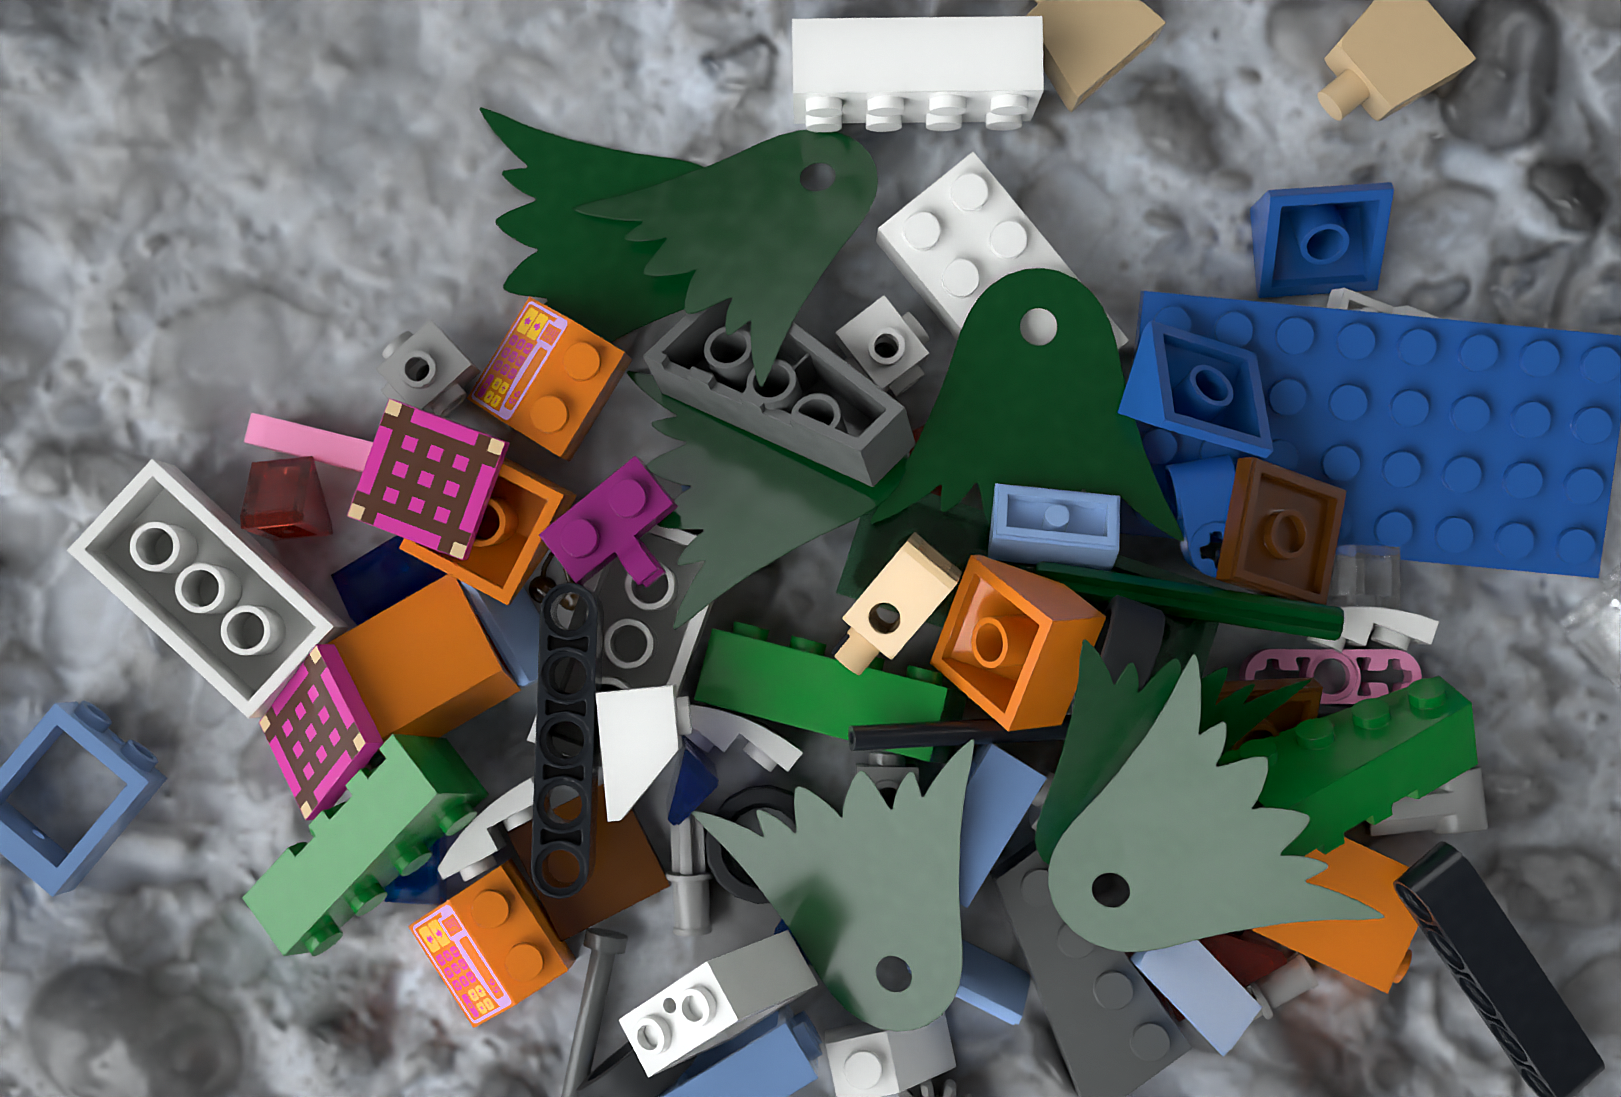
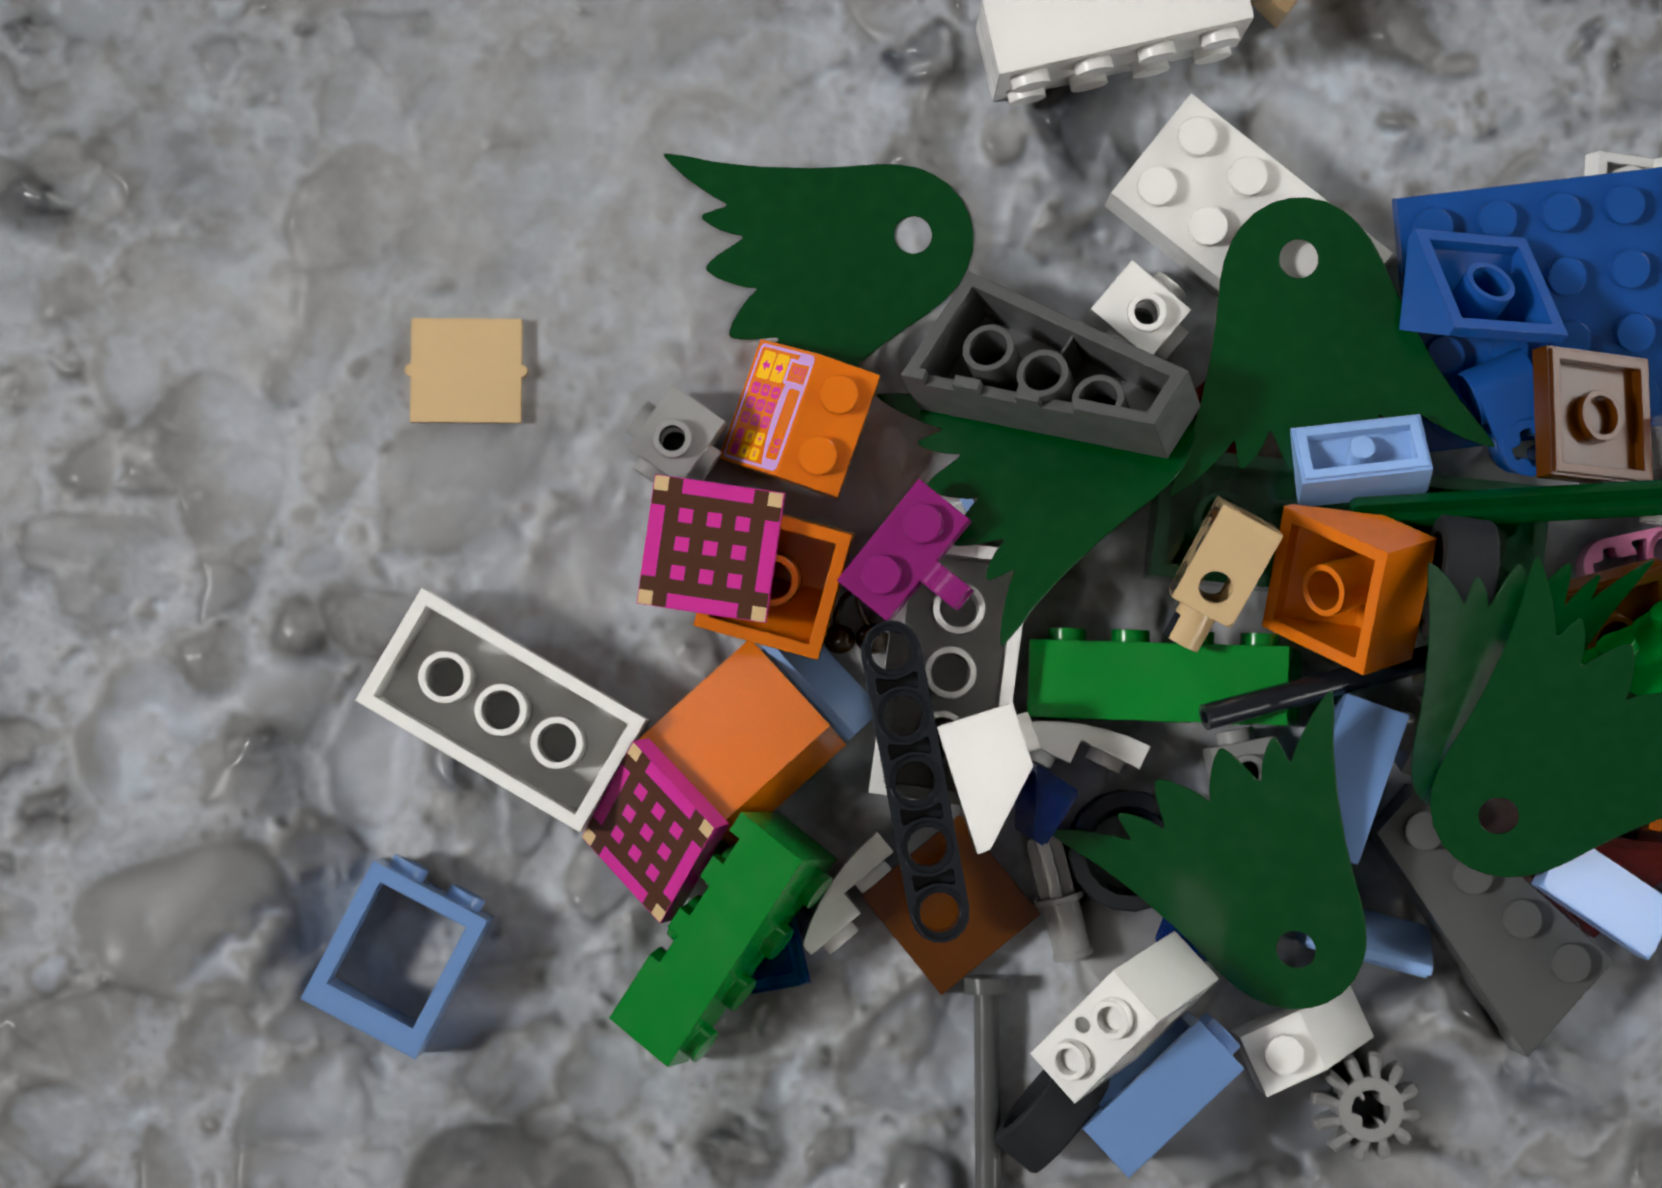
camera: 10 degrees left, 0 degrees up
(252, 268) = (466, 370): none -> tan piece
(285, 500) = (562, 600): clear red slope -> none
(307, 441) = (574, 538): bright pink beam -> none
(382, 579) = (677, 661): clear blue slope -> none
(493, 944) = (870, 1014): orange slope -> none
(753, 229) = (980, 220): dark green piece -> none
(1320, 238) = (1563, 106): blue slope -> none

